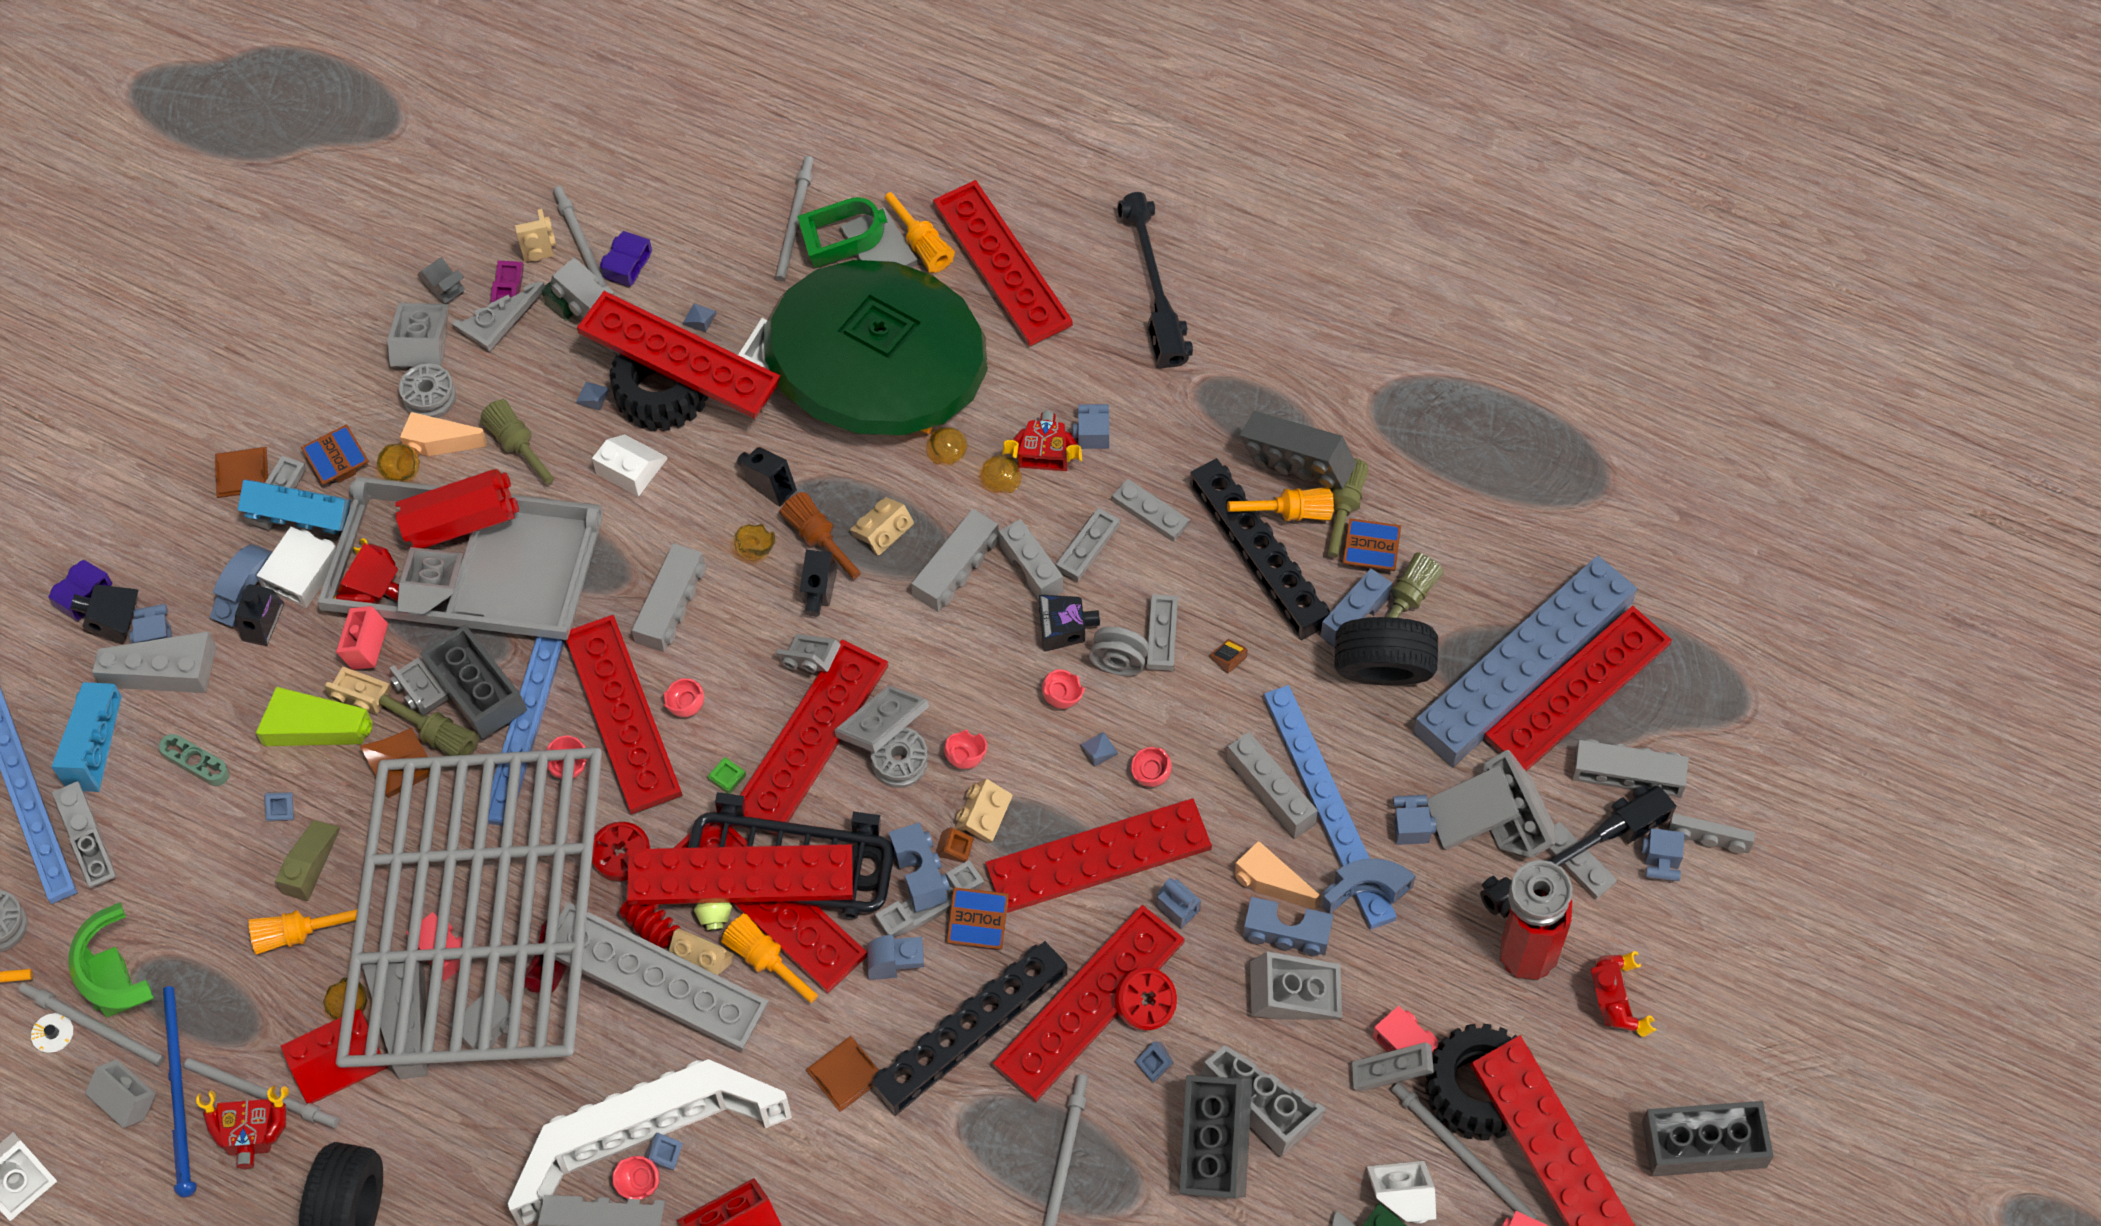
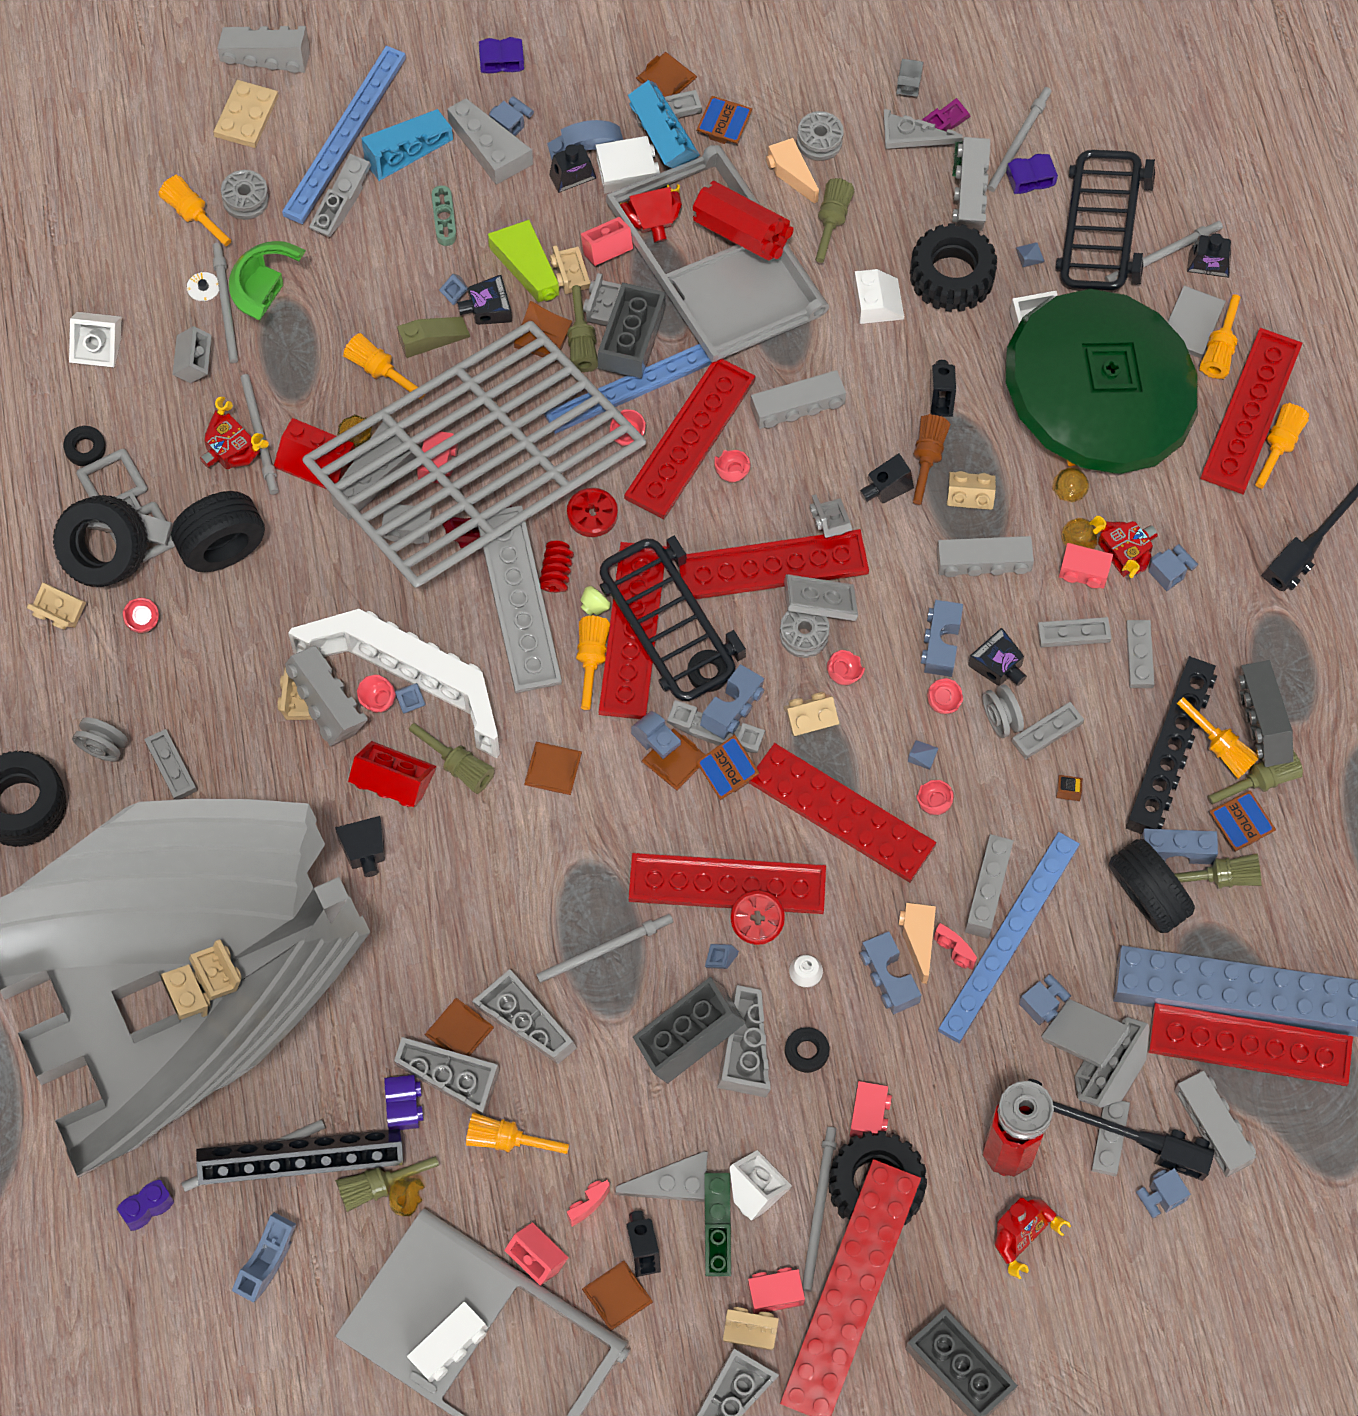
camera: 50 degrees right, 5 degrees up
(107, 610) = (498, 81): black torso -> none
(184, 1186) = (164, 440): blue bar -> none
(323, 785) = (487, 302): none -> black torso
(398, 462) = (750, 160): clear yellow hair -> none
(418, 334) = (857, 96): light grey slope -> none
(427, 579) = (677, 243): light grey slope -> none
(536, 238) = (992, 107): tan bracket -> none
(593, 395) = (908, 236): sand blue slope -> none
(679, 354) = (975, 261): red plate -> none
(700, 952) = (560, 614): tan bracket -> none
(713, 174) = (1126, 266): none -> black bar
(726, 775) = (701, 535): bright green tile -> none
(740, 874) = (630, 595): red plate -> none
(754, 542) = (885, 419): clear yellow hair -> none
(770, 1152) = (459, 762): none -> olive piece
(834, 183) = (1210, 256): none -> black torso
(835, 212) = (1188, 311): green window -> none
(899, 1095) = (654, 830): black brick -> none
(939, 962) = (678, 765): none -> dark orange piece
(954, 845) = (771, 715): dark orange slope -> none
(1017, 666) = (940, 656): none -> sand blue arch
(1023, 548) = (1026, 604): light grey arch -> none
(1035, 489) = (1085, 566): none -> coral brick
(1049, 257) = (1283, 437): none -> light orange piece
(1177, 902) = (847, 887): sand blue brick -> none
(1227, 997) = (806, 971): none -> white cone
(1295, 987) = (848, 1011): light grey slope -> none
(1308, 1035) = (811, 1035): none -> black tyre
(1314, 852) = (962, 953): none -> coral slope
(1368, 876) = (967, 996): sand blue arch -> none
(1392, 1067) = (837, 1113): light grey plate -> none
(1713, 834) = (1209, 1216): light grey plate -> none

